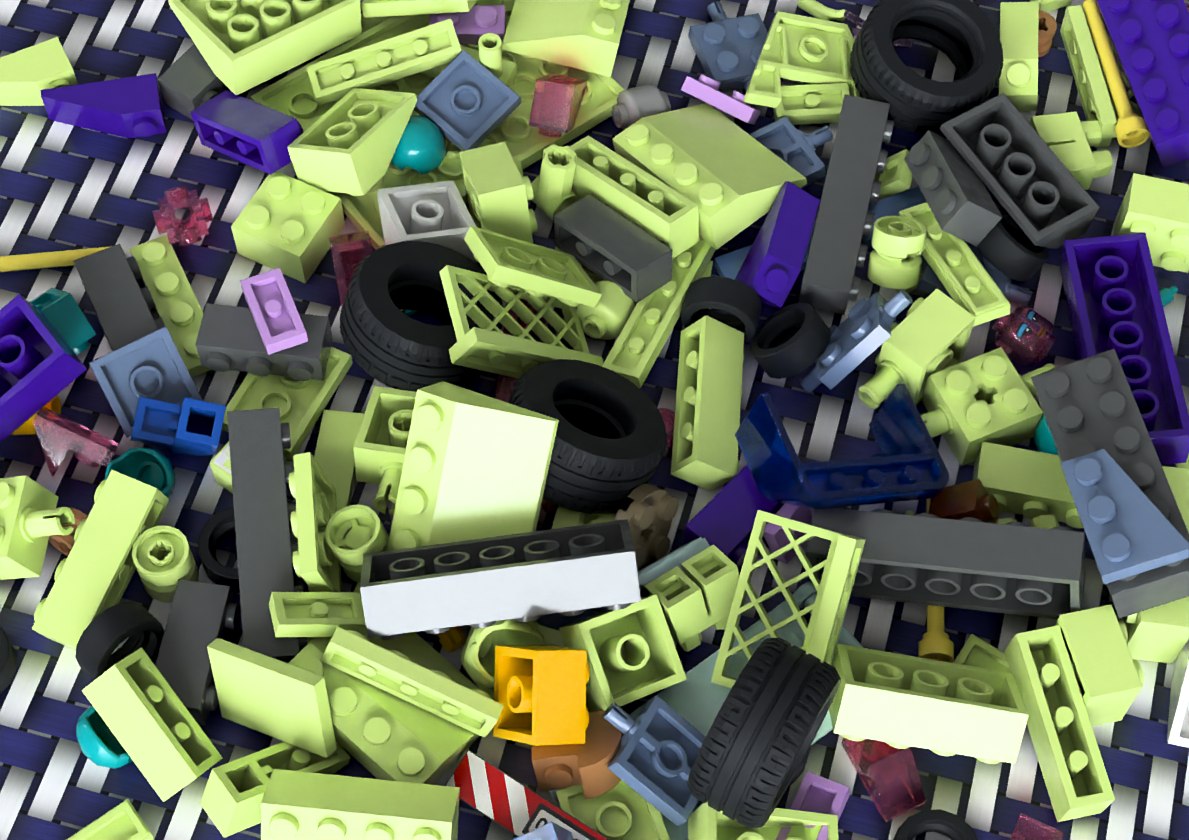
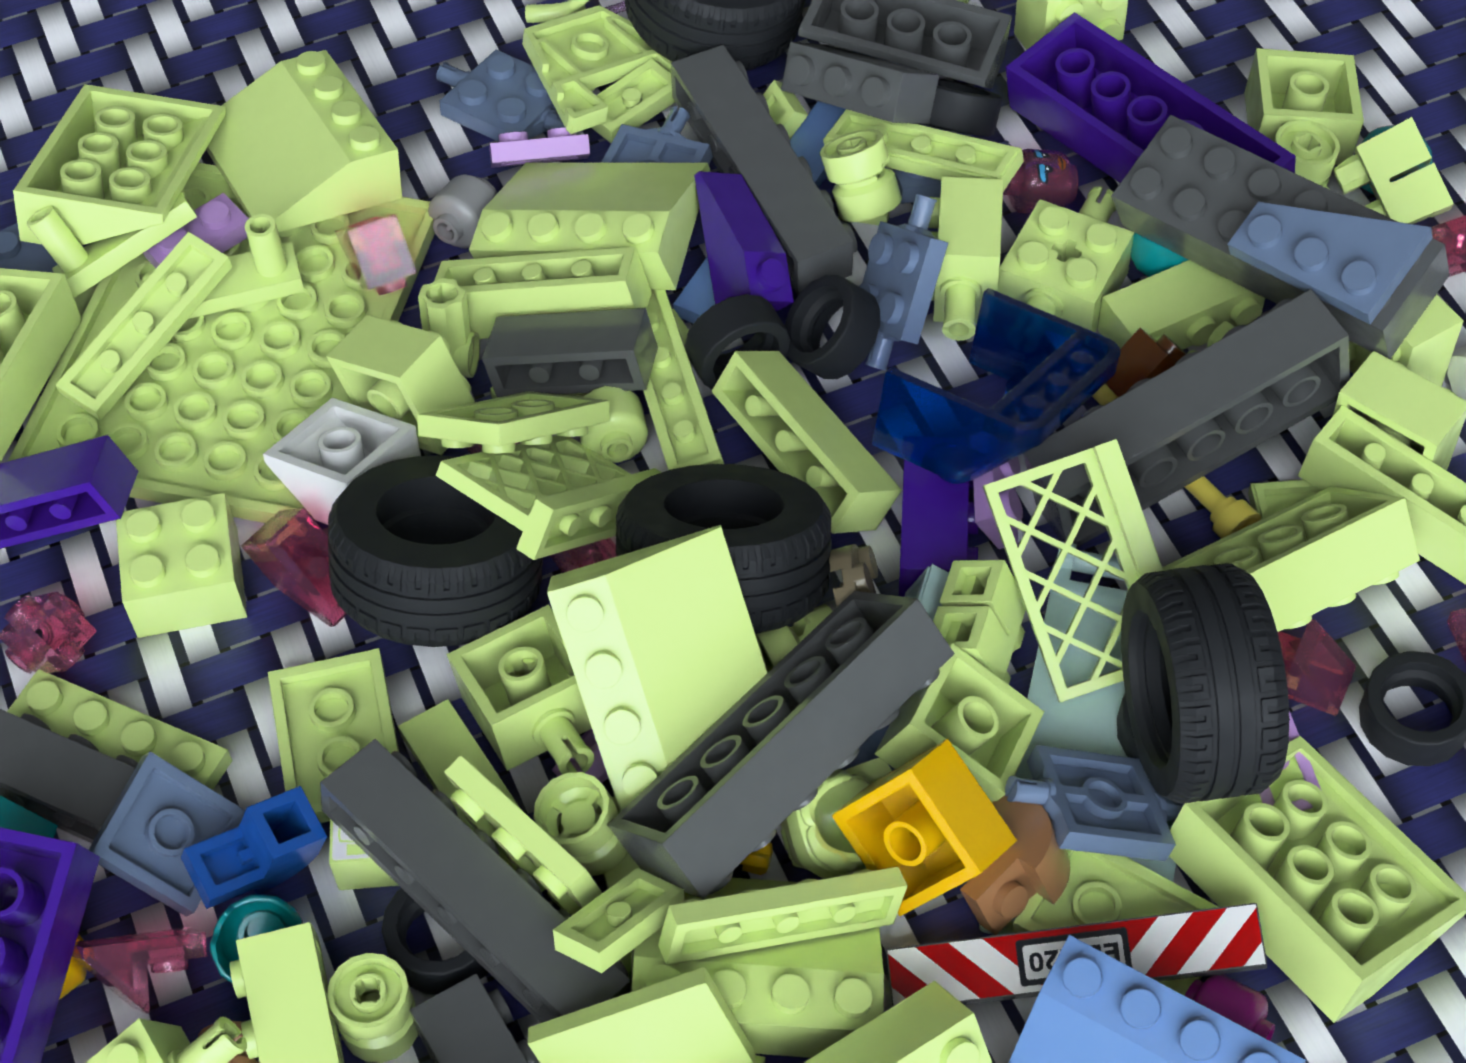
camera: 35 degrees left, 5 degrees down
(232, 342) = (275, 695): dark grey brick -> none
(274, 311) = (271, 646): lavender plate -> none
(352, 141) = (188, 423): yellowish green slope -> none
(420, 146) = (252, 389): teal hair -> none
(466, 102) = (275, 310): sand blue plate -> none

